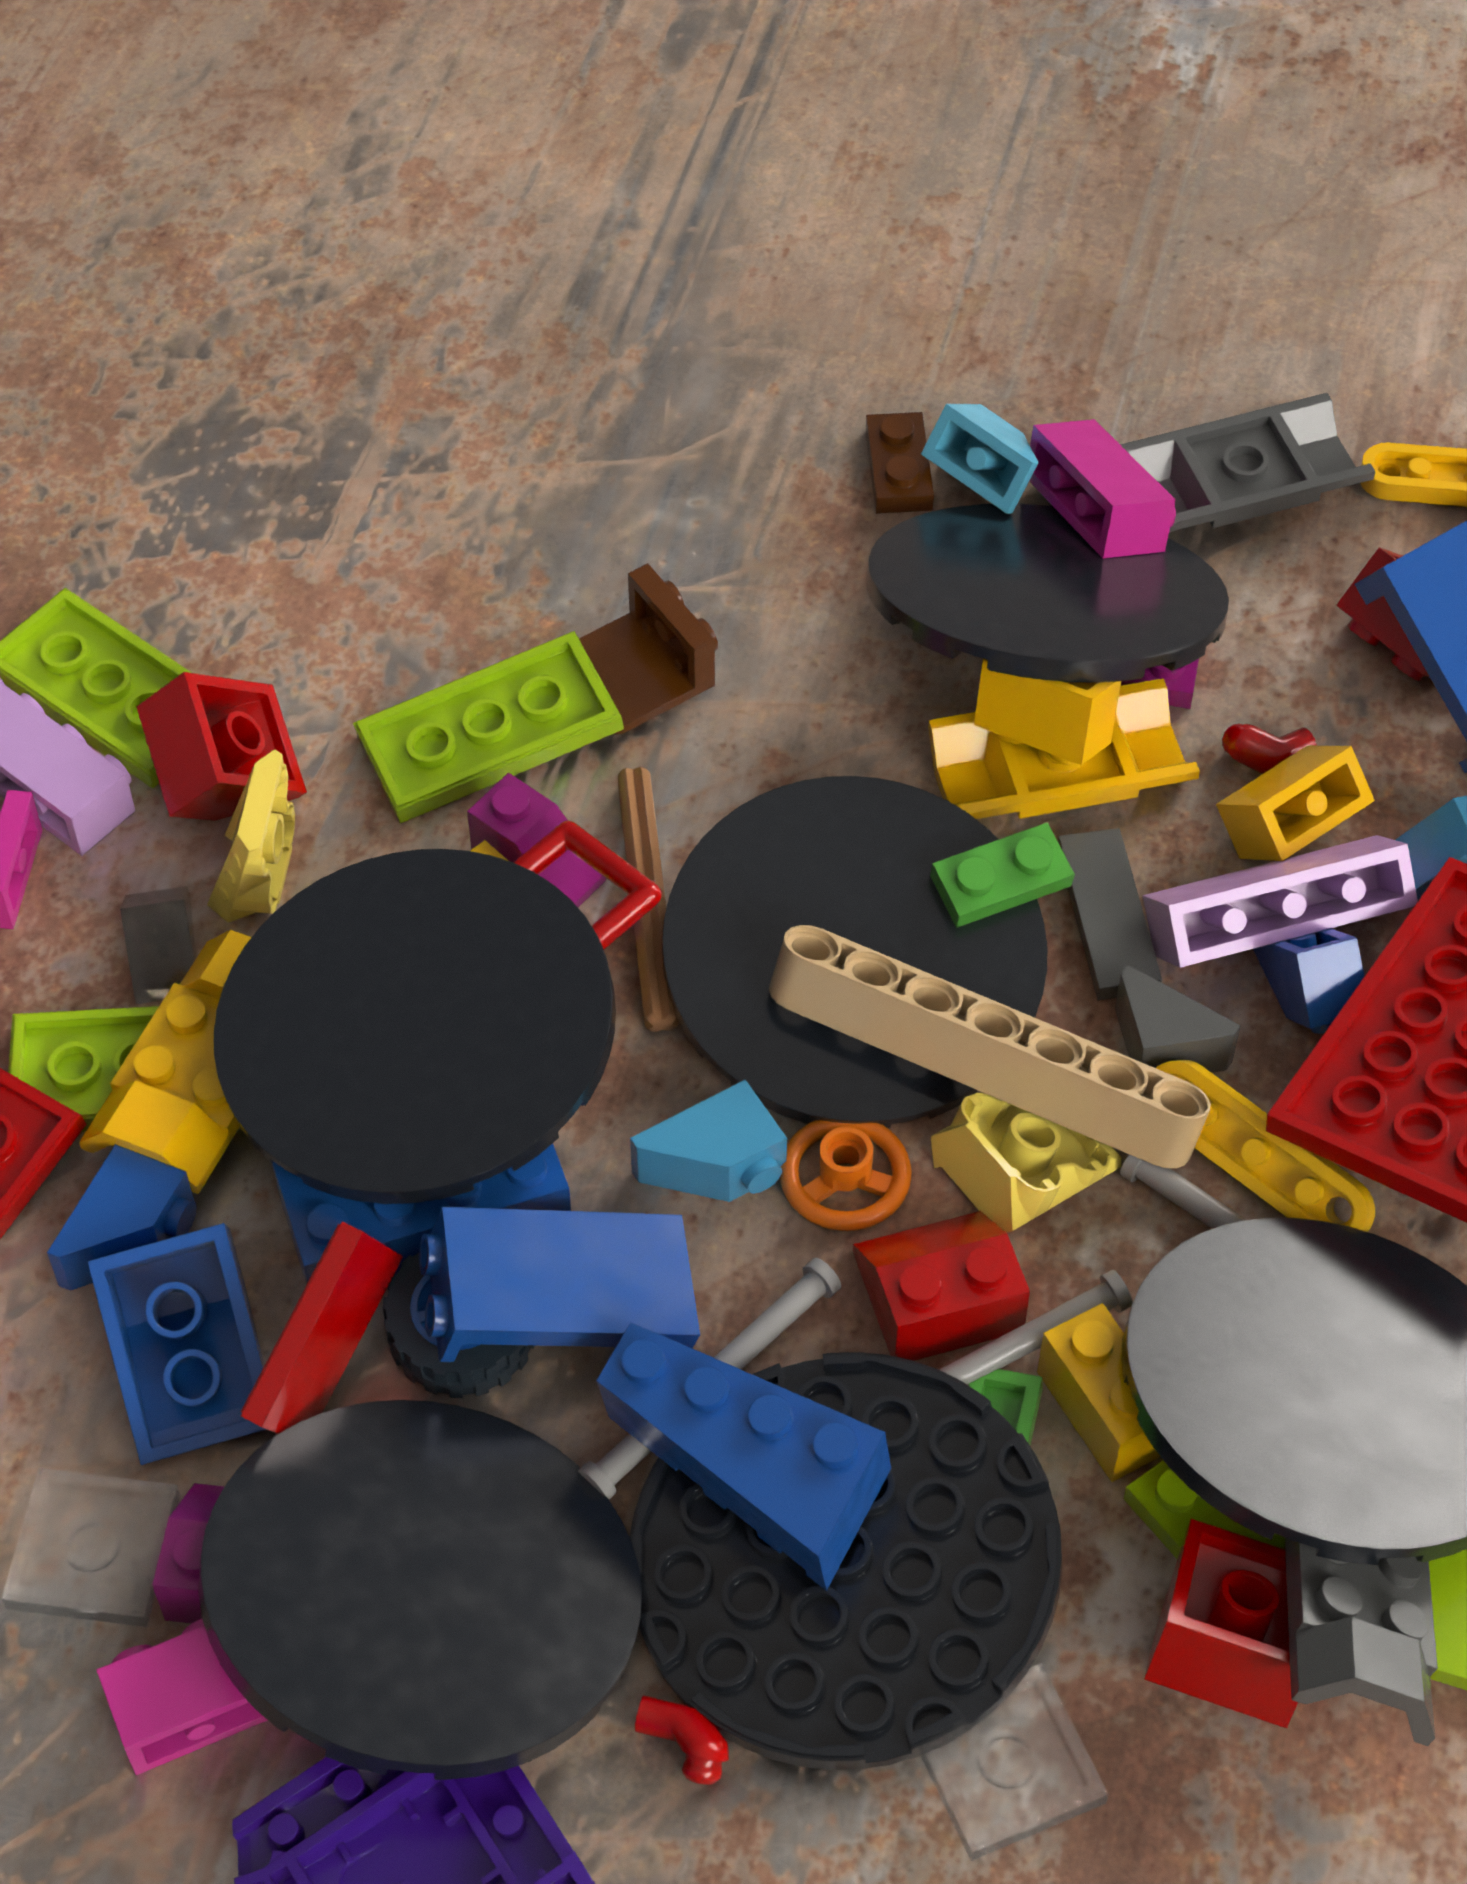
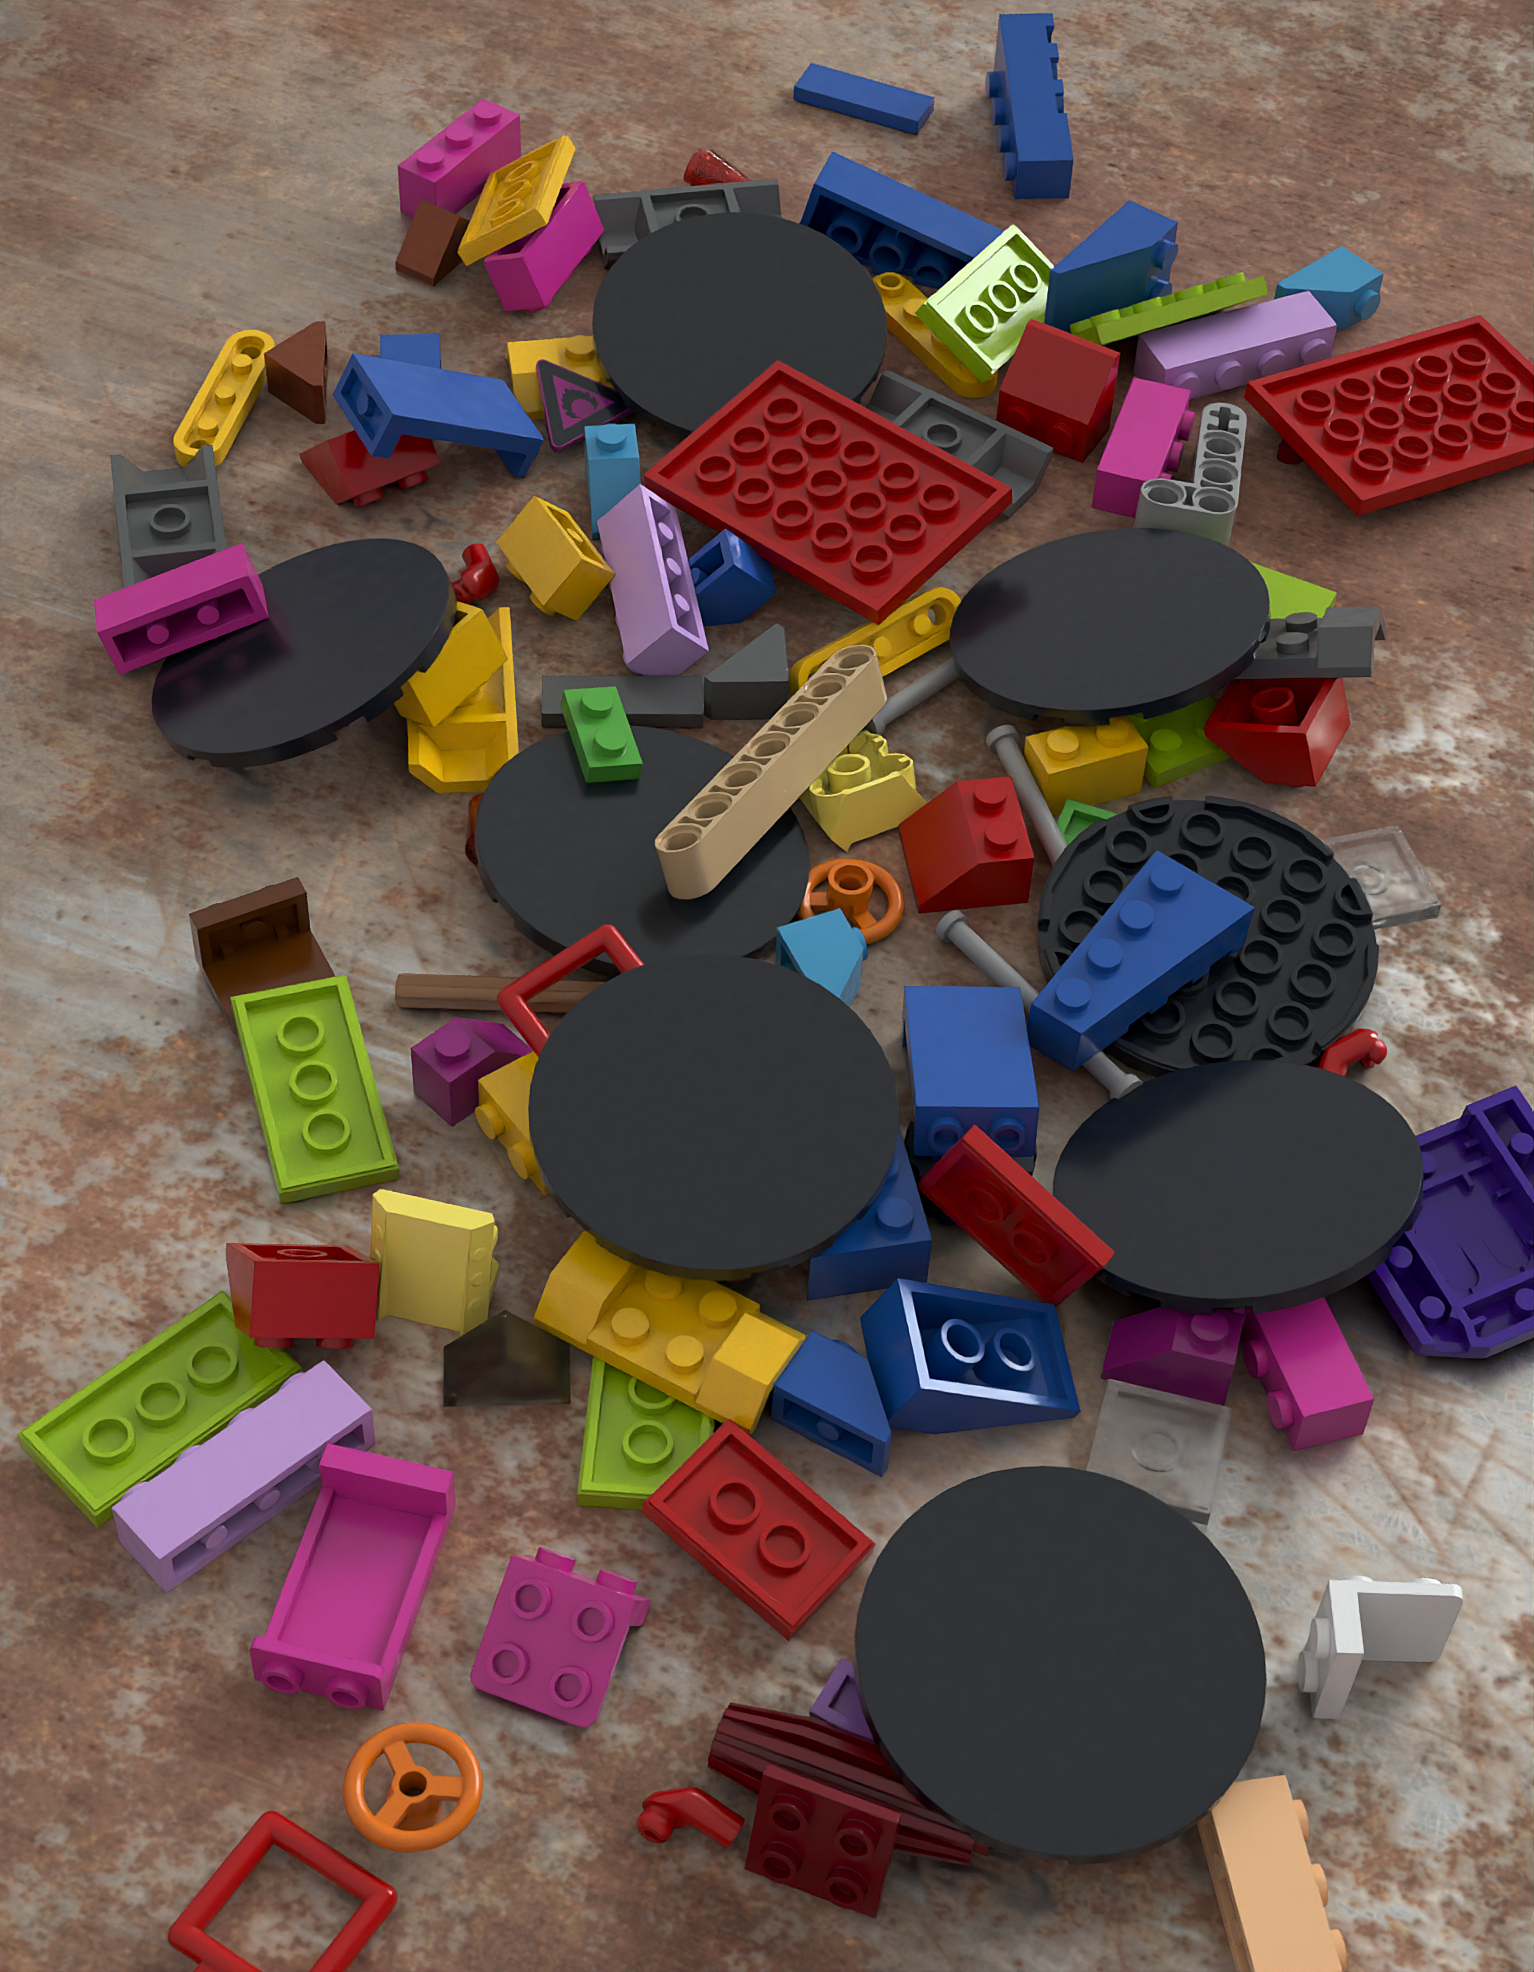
camera: 85 degrees left, 5 degrees down
(897, 468) = (68, 758): reddish brown plate -> none
(982, 453) = (109, 679): medium azure slope -> none

